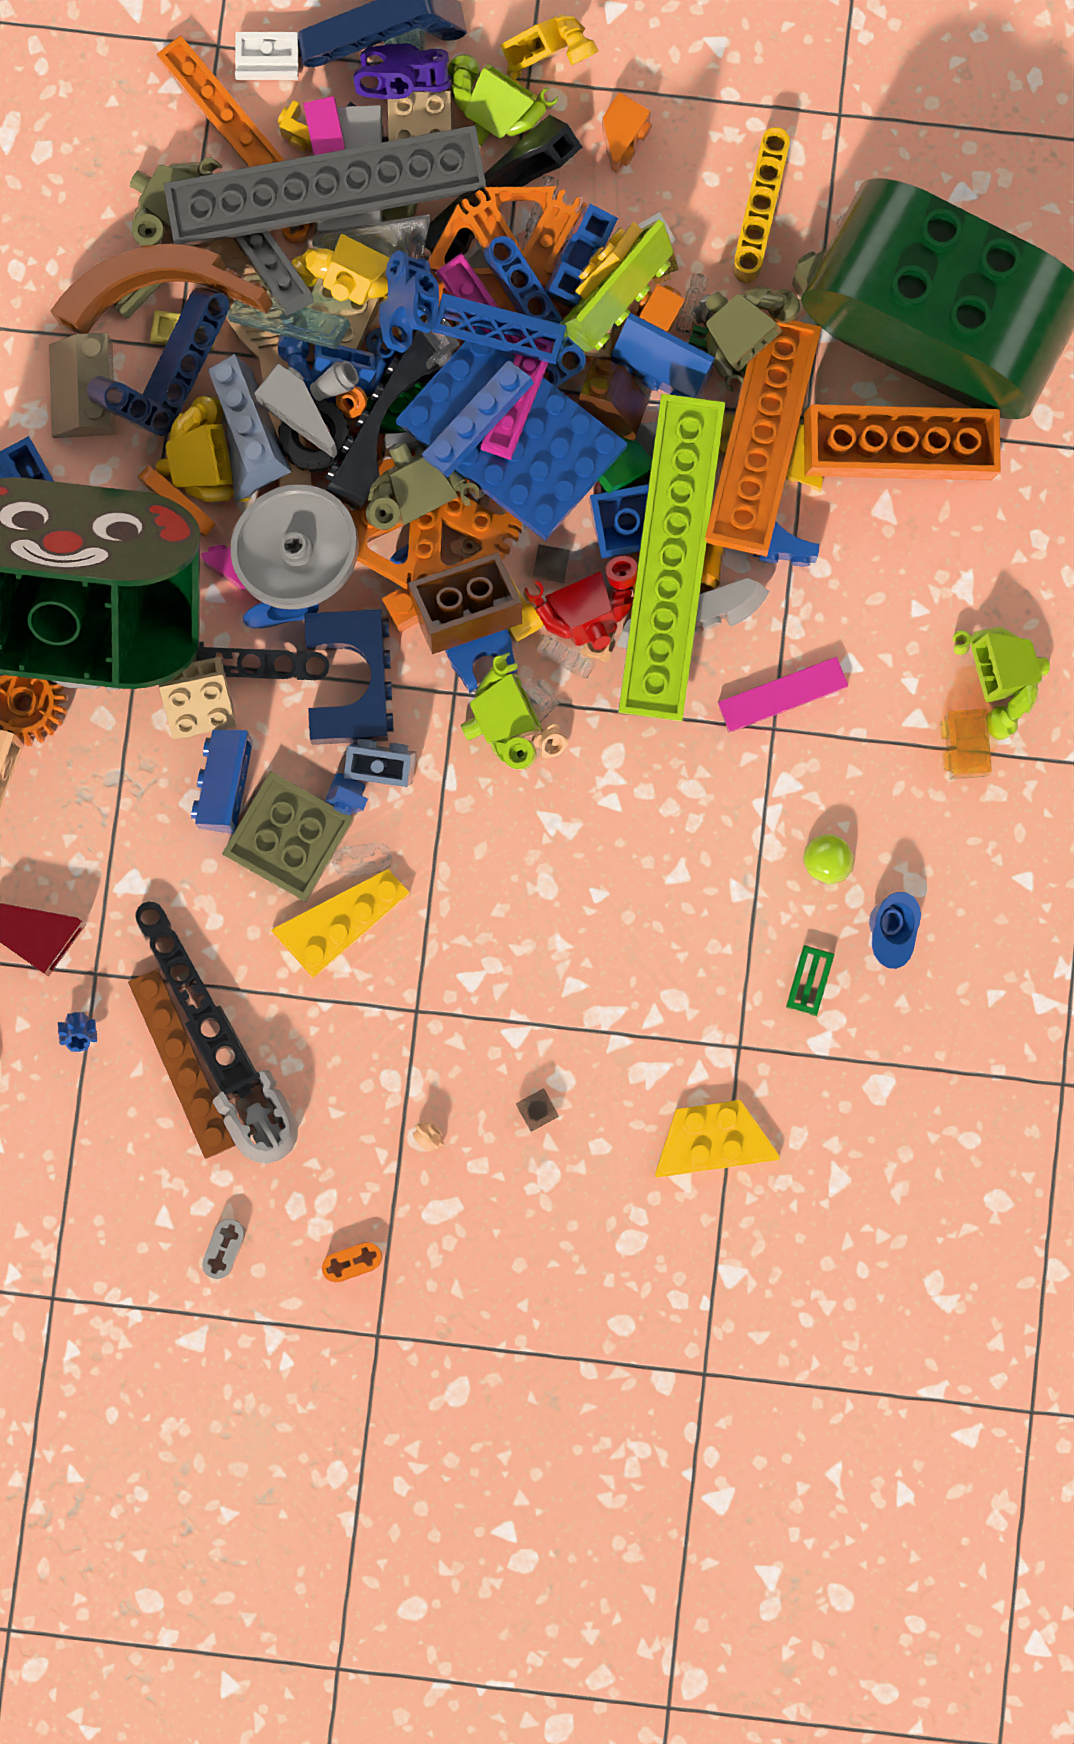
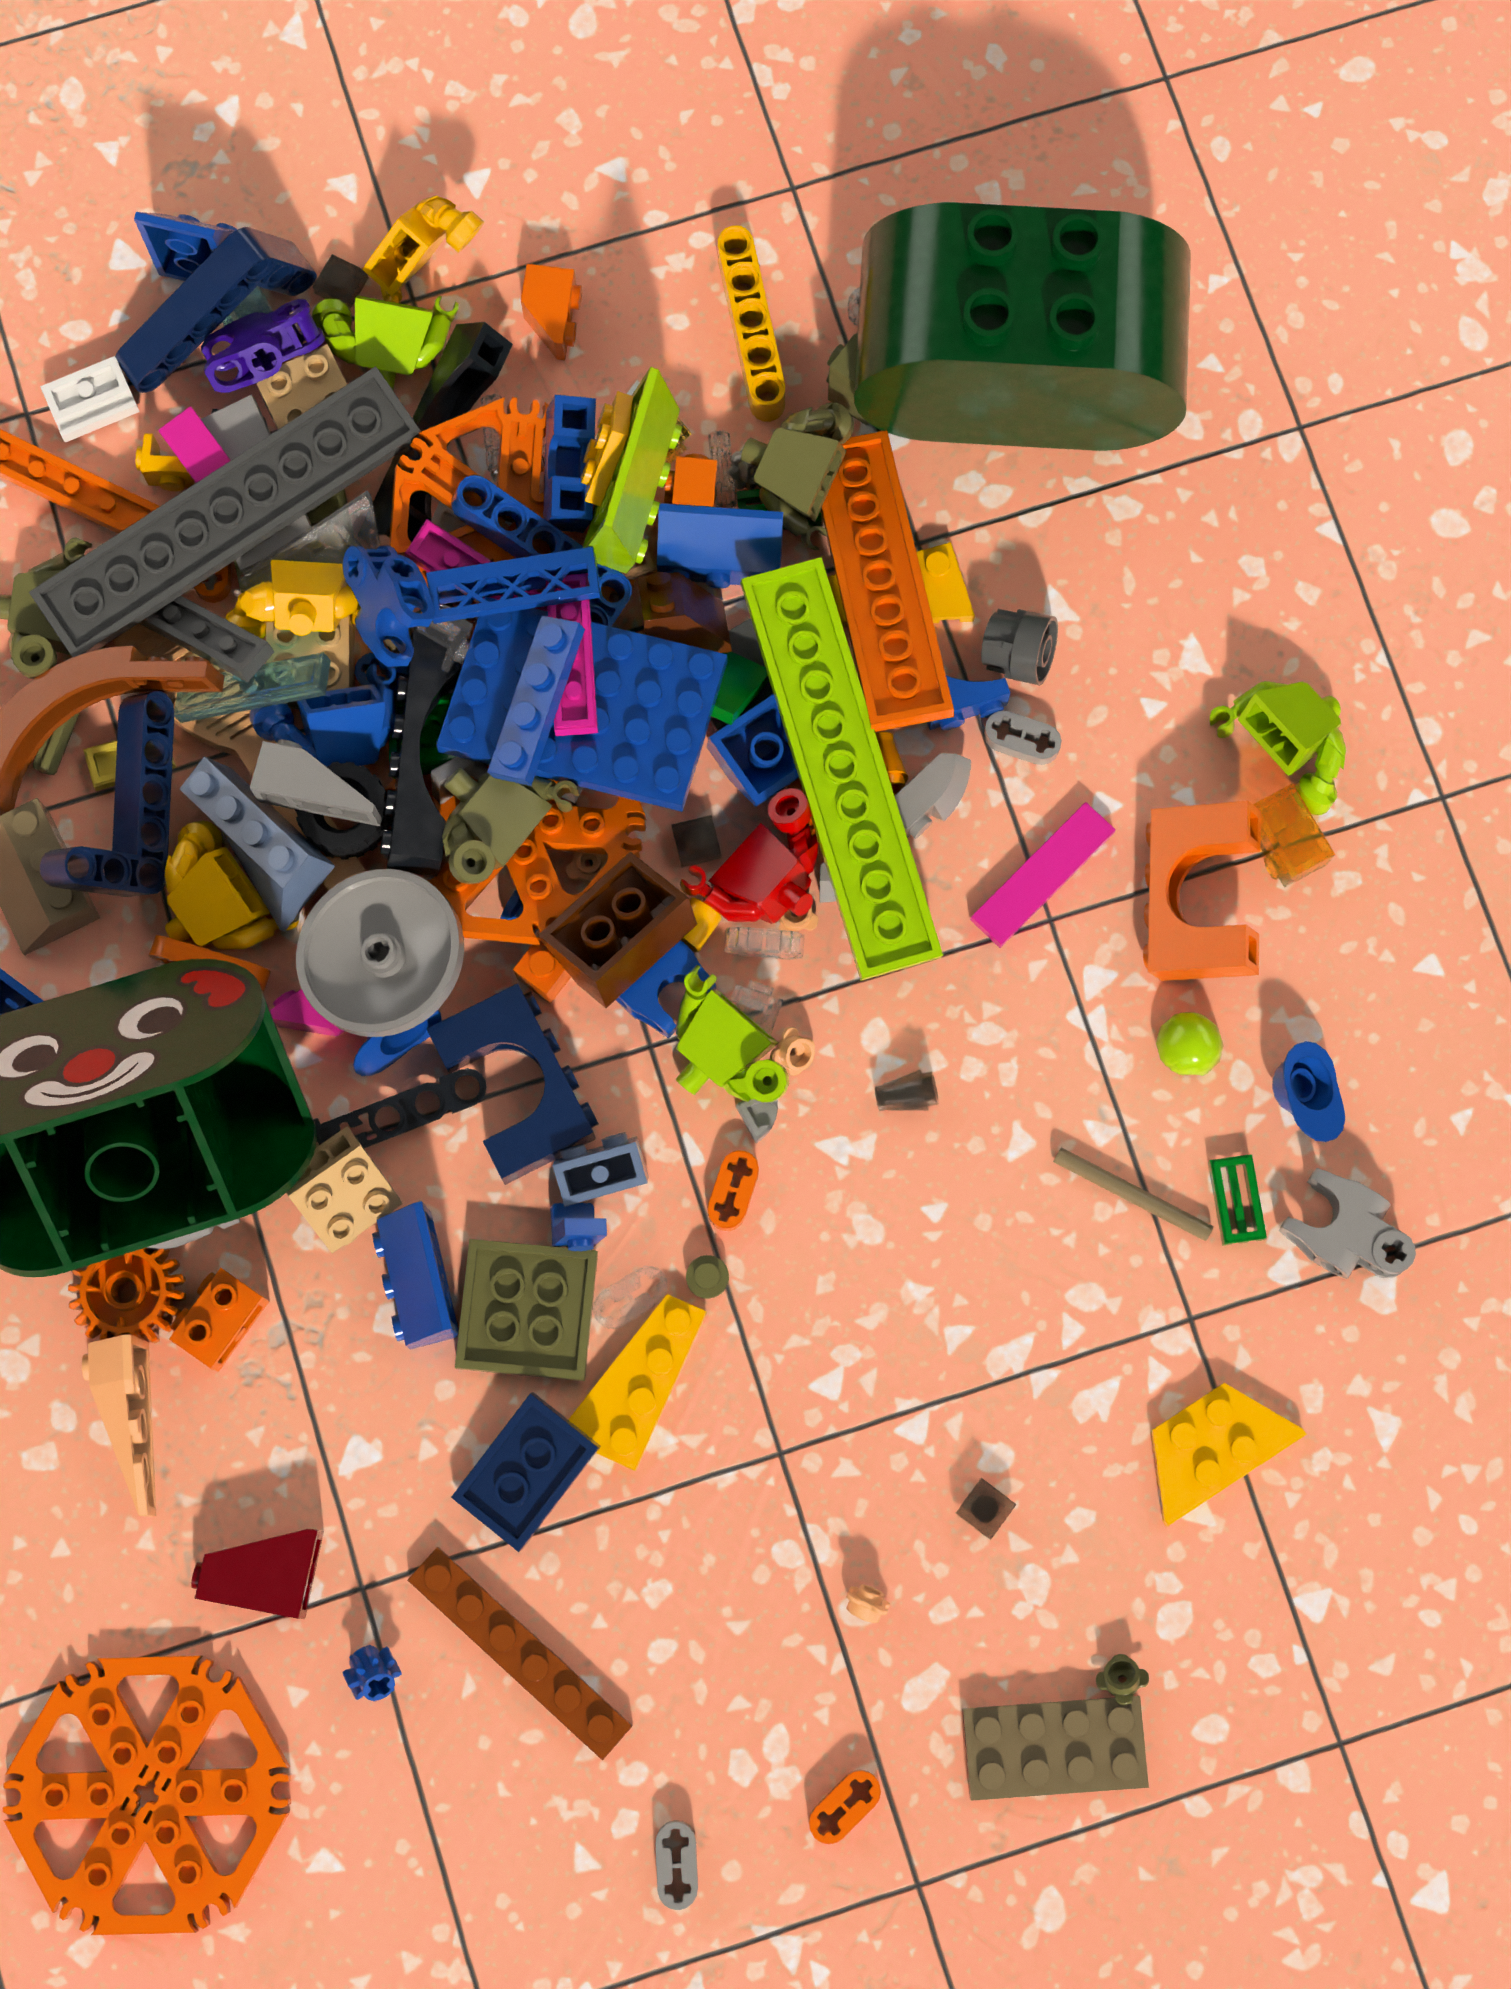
camera: 25 degrees left, 5 degrees down
(76, 749) = (217, 1319): none -> orange brick
(236, 1077) = (594, 1642): black piece -> none
(238, 945) = (525, 1471): none -> dark blue plate
(335, 381) = (341, 733): light grey cone -> none
(359, 399) = (377, 741): orange plate -> none
(421, 869) = (707, 1276): none -> olive plate
(471, 823) = (723, 1188): none -> orange beam
(482, 44) = (340, 281): none -> clear smoke plate
(506, 776) = (758, 1117): none -> light grey tile
(510, 1288) = (1054, 1748): none -> dark tan plate
(576, 1255) = (1117, 1667): none -> olive plate
(617, 805) = (908, 1093): none -> clear smoke cone
(739, 944) = (1133, 1194): none -> dark tan bar
(809, 597) = (1025, 728): none -> light grey beam
(842, 525) = (1020, 645): none -> dark grey piece
(879, 1038) = (1355, 1232): none -> light grey piece
(885, 715) = (1177, 843): none -> orange arch
(901, 442) = (1045, 519): orange brick -> none

